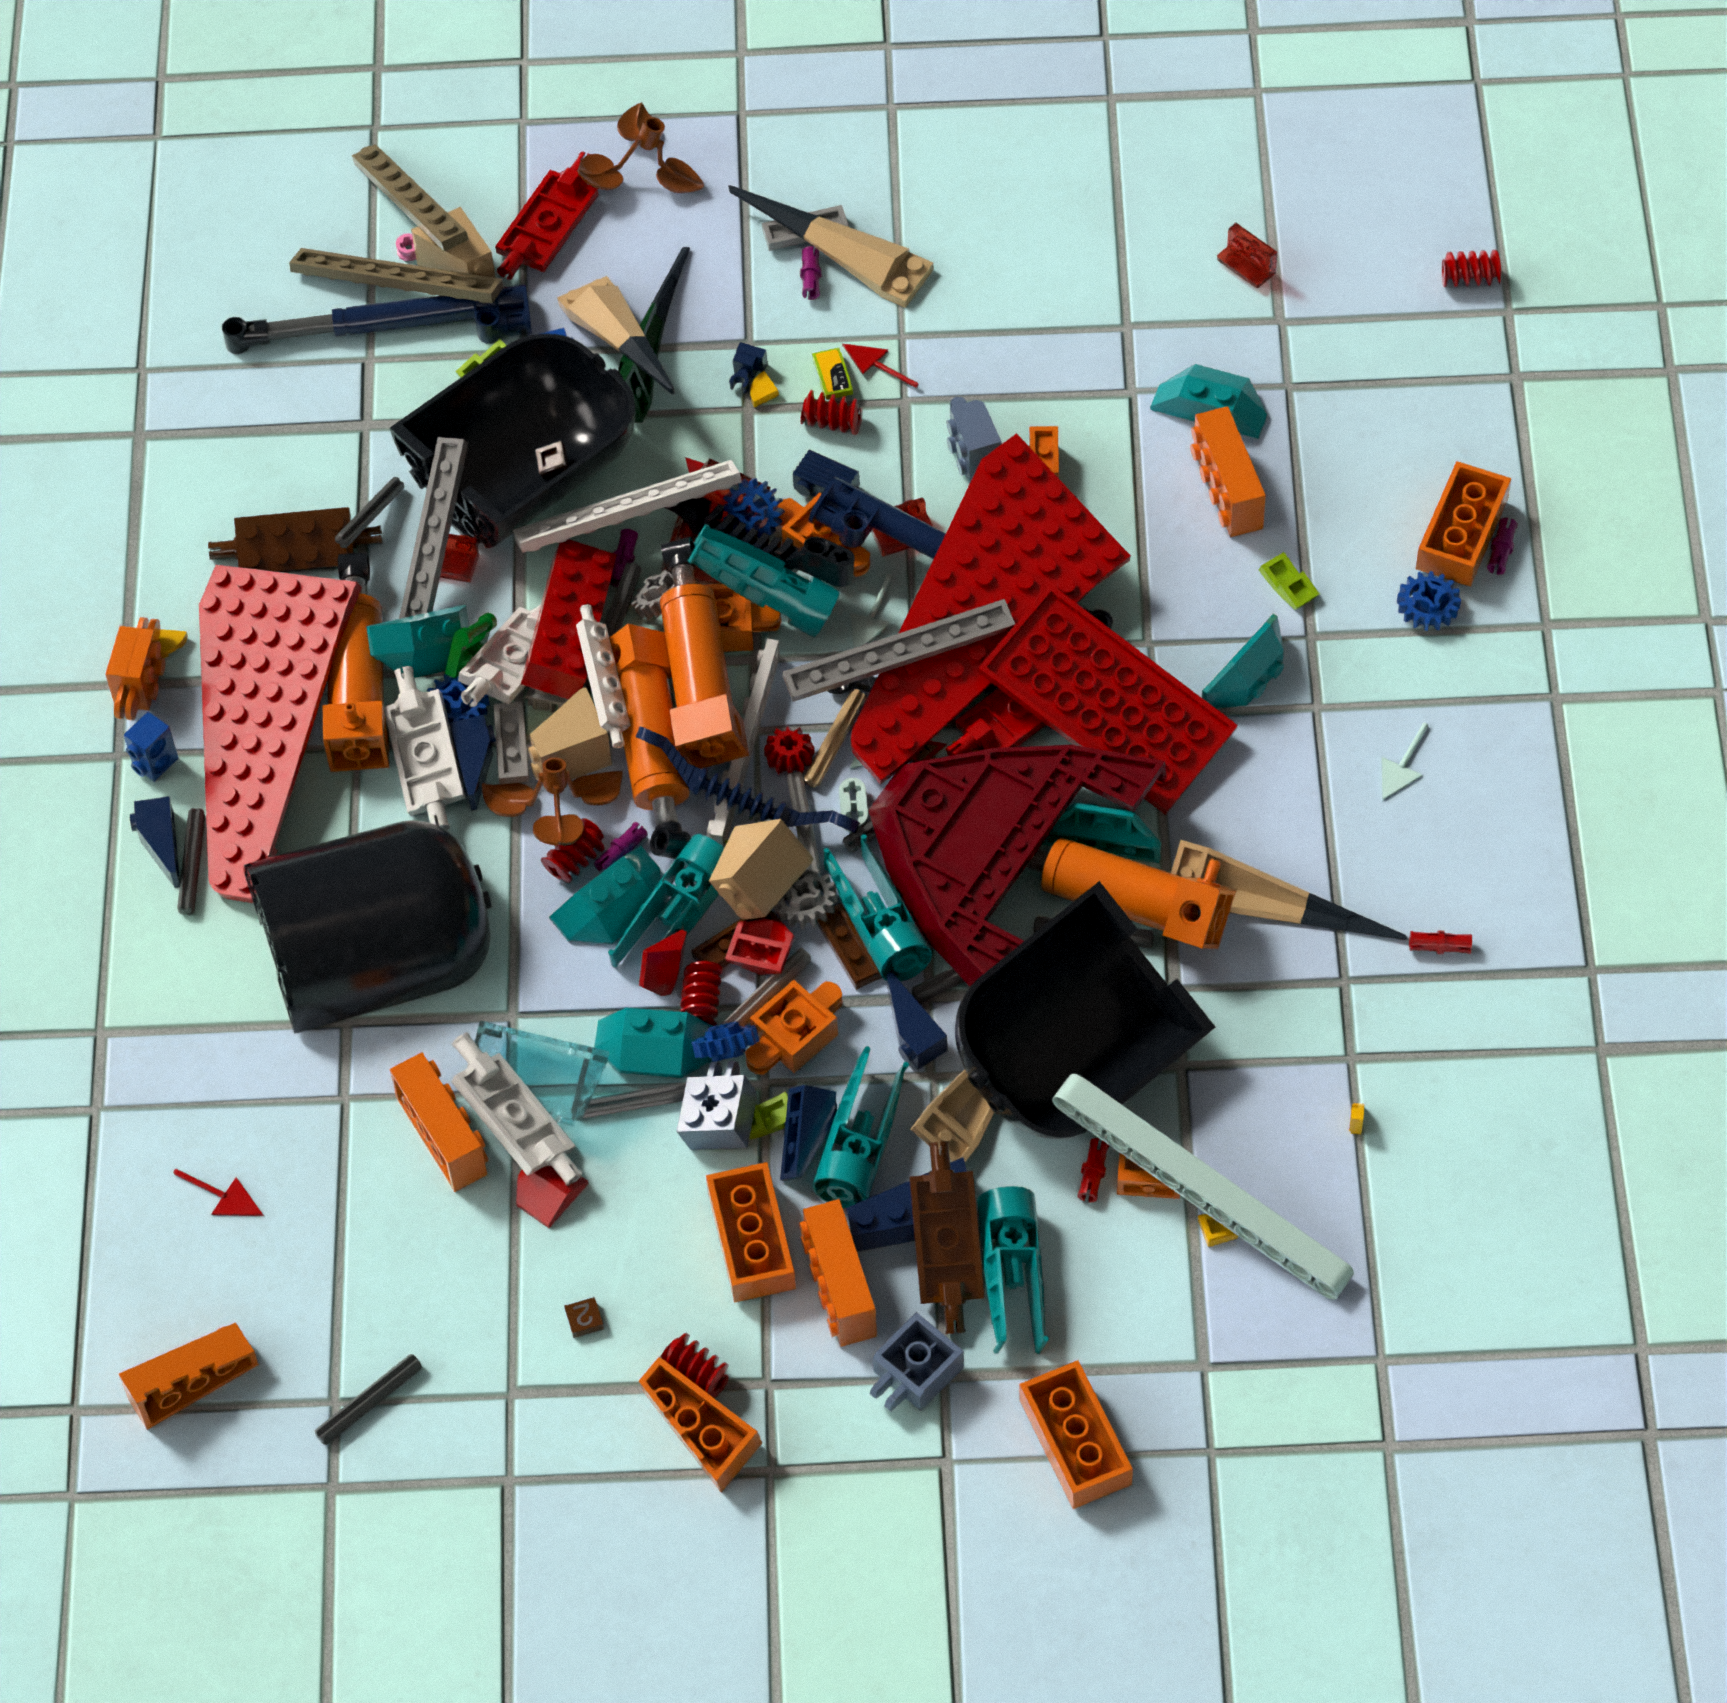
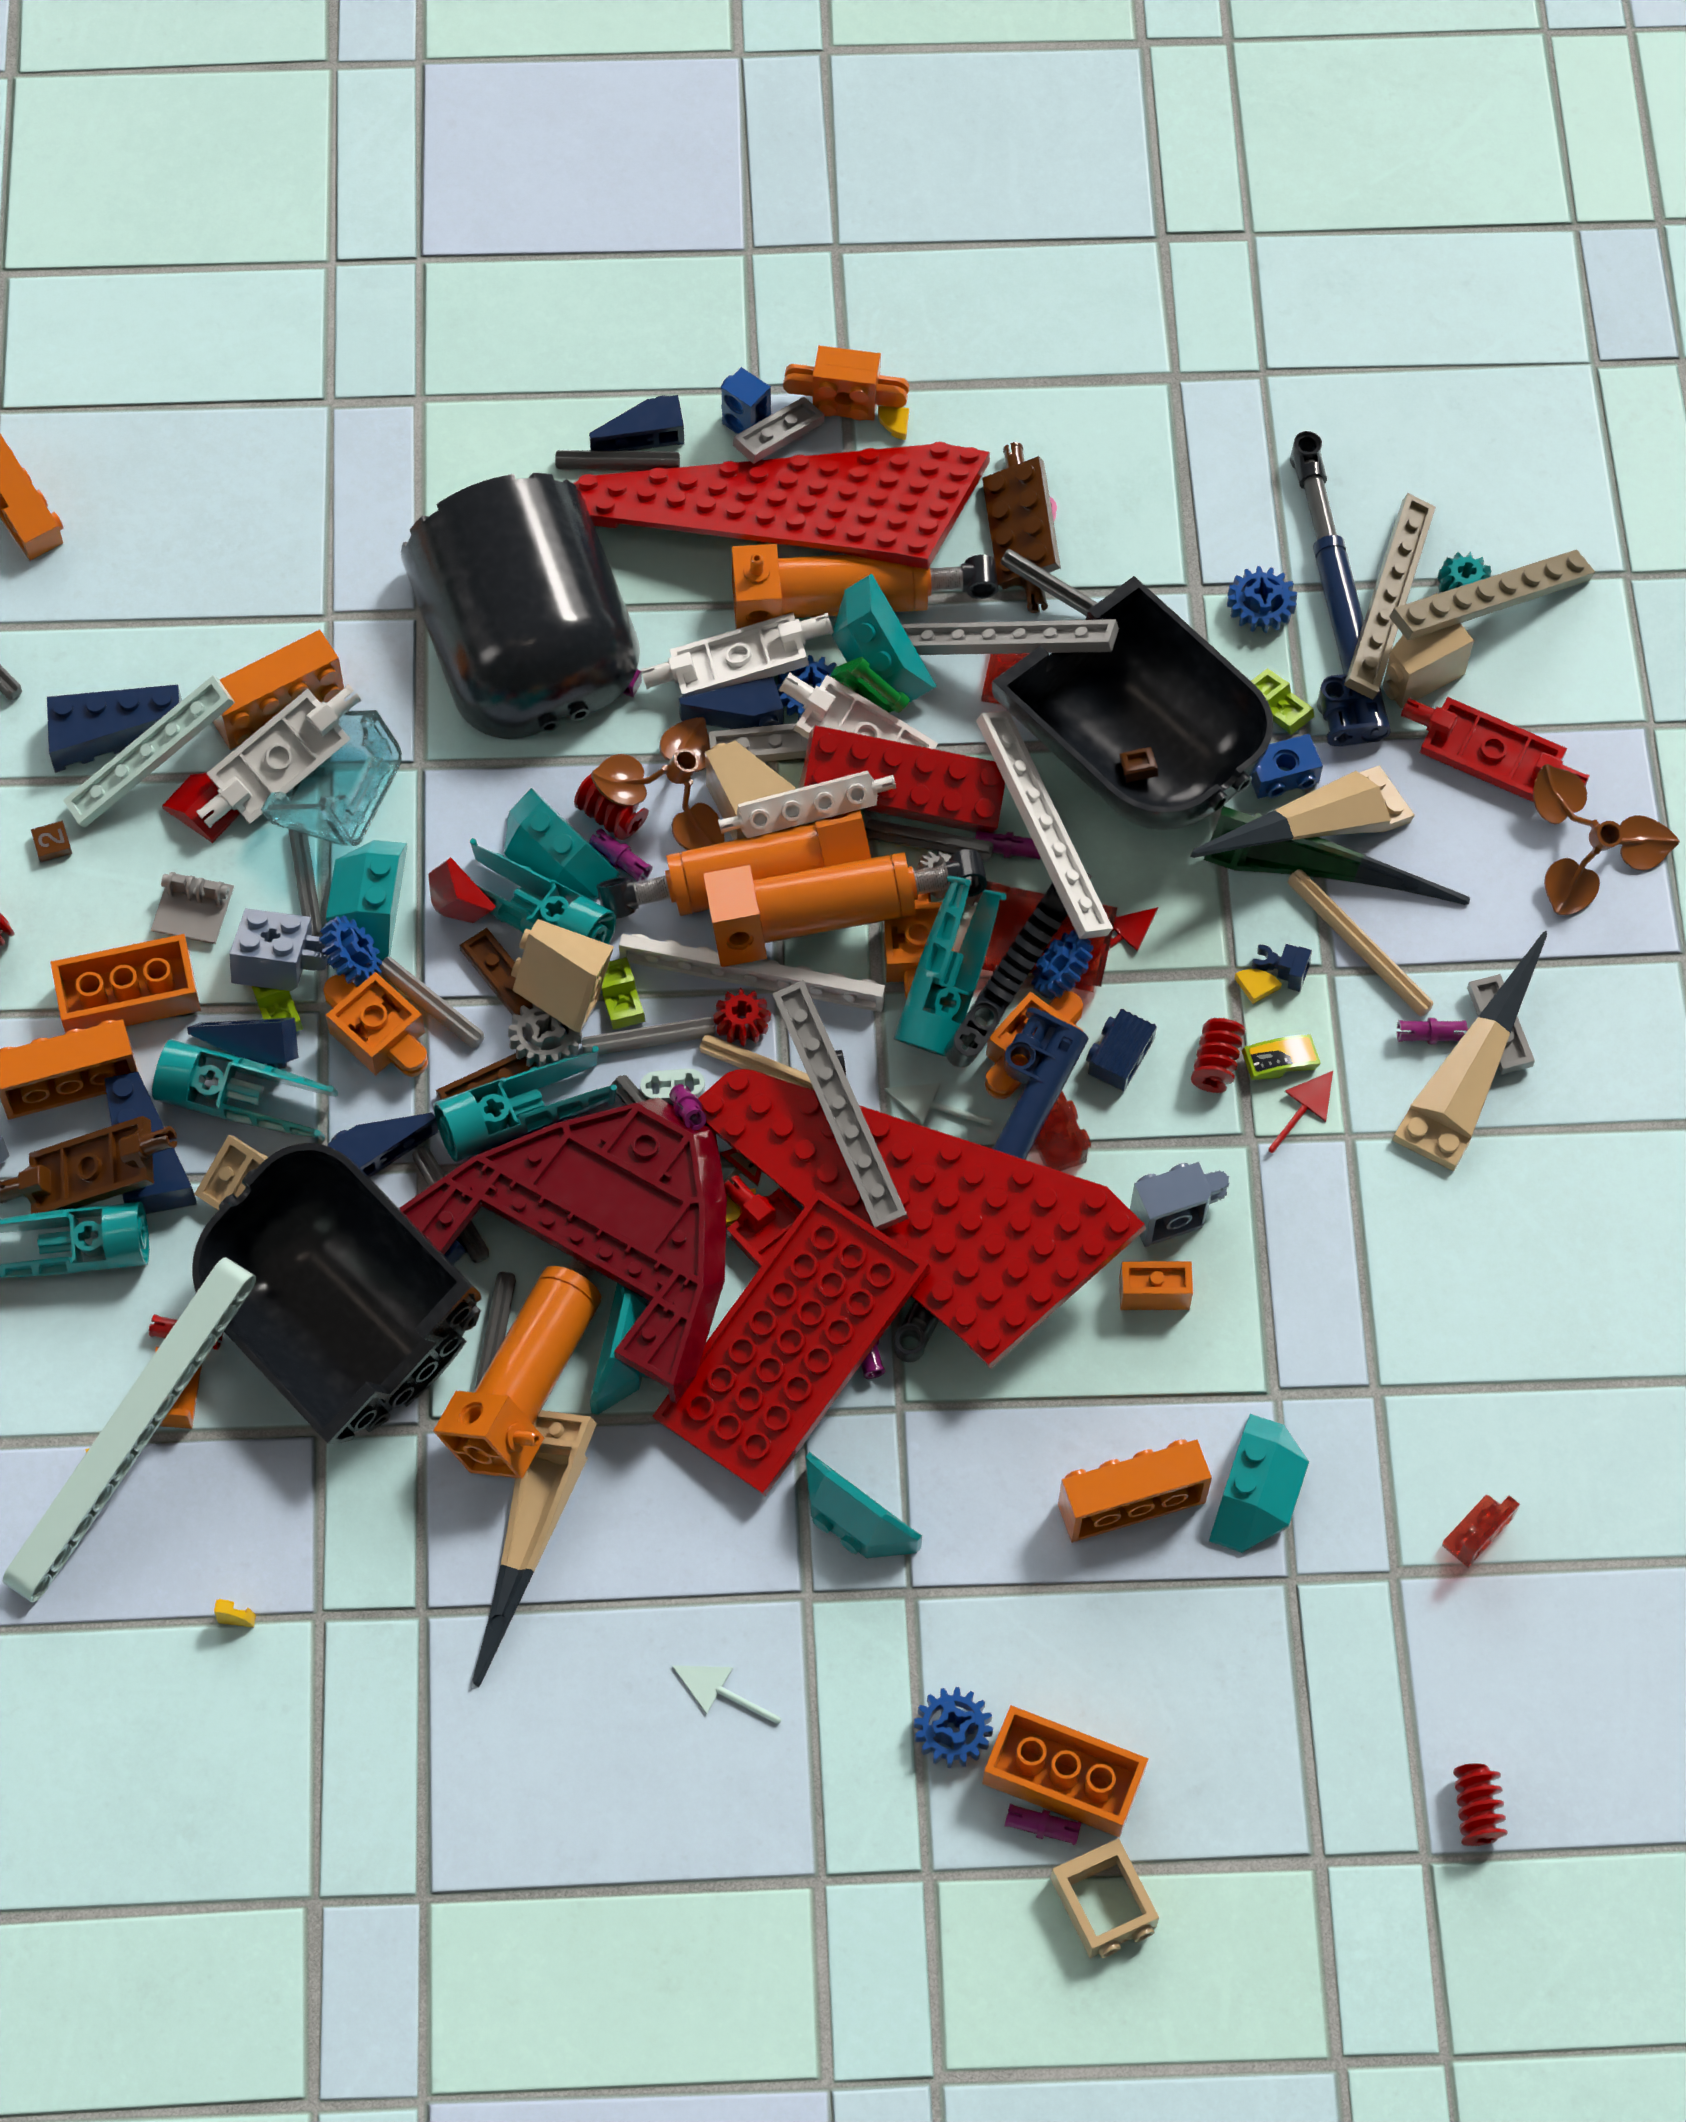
camera: 85 degrees right, 5 degrees up
(187, 735) = (778, 430): none -> light grey plate
(233, 1201) = (217, 528): red piece -> none
(377, 230) = (1461, 571): none -> teal gear
(387, 371) = (1262, 599): none -> blue gear
(461, 1277) = (103, 721): none -> dark blue wedge
(508, 1216) = (148, 751): none -> light aqua plate
(661, 1191) = (192, 907): none -> light grey hinge
(697, 780) = (675, 908): dark blue piece -> none
(701, 990) = (425, 934): red piece -> none
(725, 318) = (1360, 942): none -> tan axle
(760, 946) = (482, 990): red slope -> none
(886, 777) = (688, 1107): none -> magenta pin
(1288, 583) = (986, 1567): lime slope -> none
(1440, 942) = (462, 1718): red pin -> none
(1550, 530) = (1091, 1864): none -> tan window

